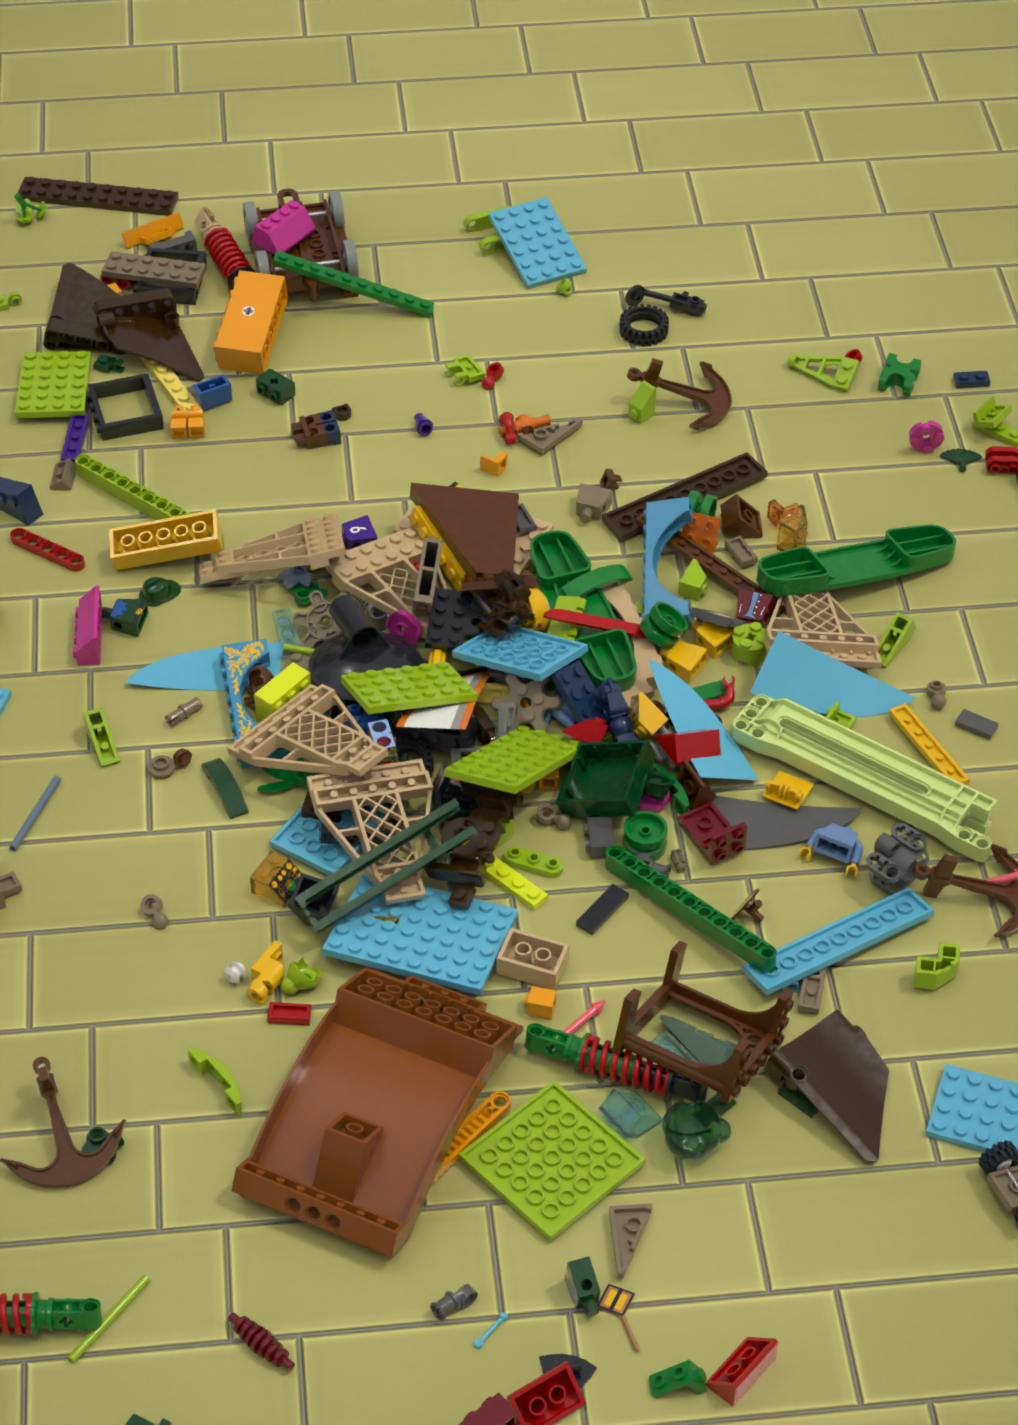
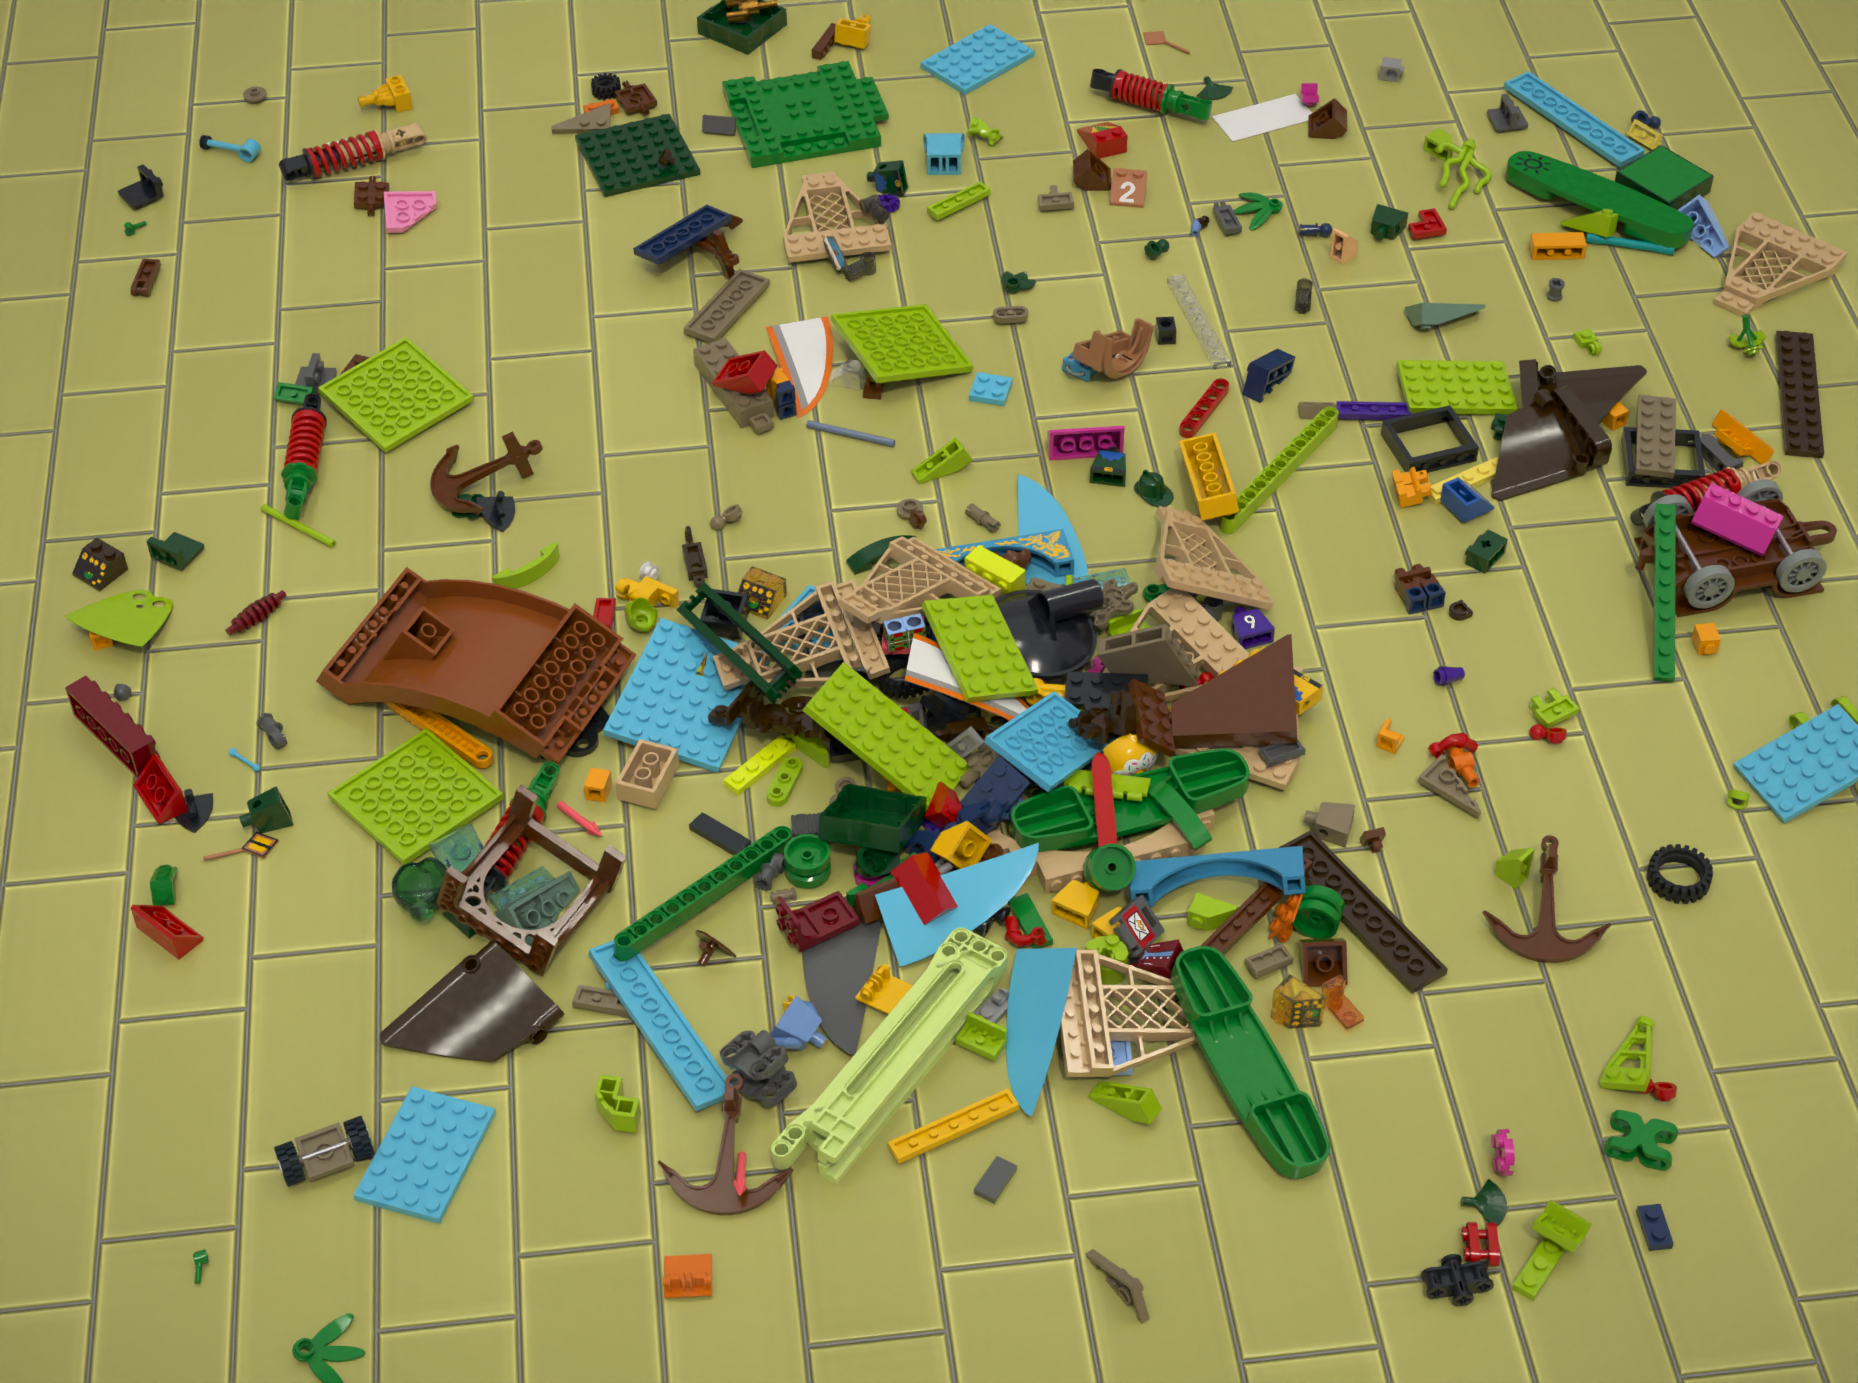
camera: 90 degrees right, 0 degrees up
(110, 1115) = (498, 510): none -> black shield
(214, 937) = (694, 555): none -> dark brown piece
(251, 322) = (1574, 513): light orange piece -> none
(393, 278) = (1706, 638): none -> light orange brick
(627, 1228) = (332, 849): dark tan wing -> none
(678, 301) = (1735, 905): black piece -> none
(937, 692) = (1029, 1141): dark tan plate -> none

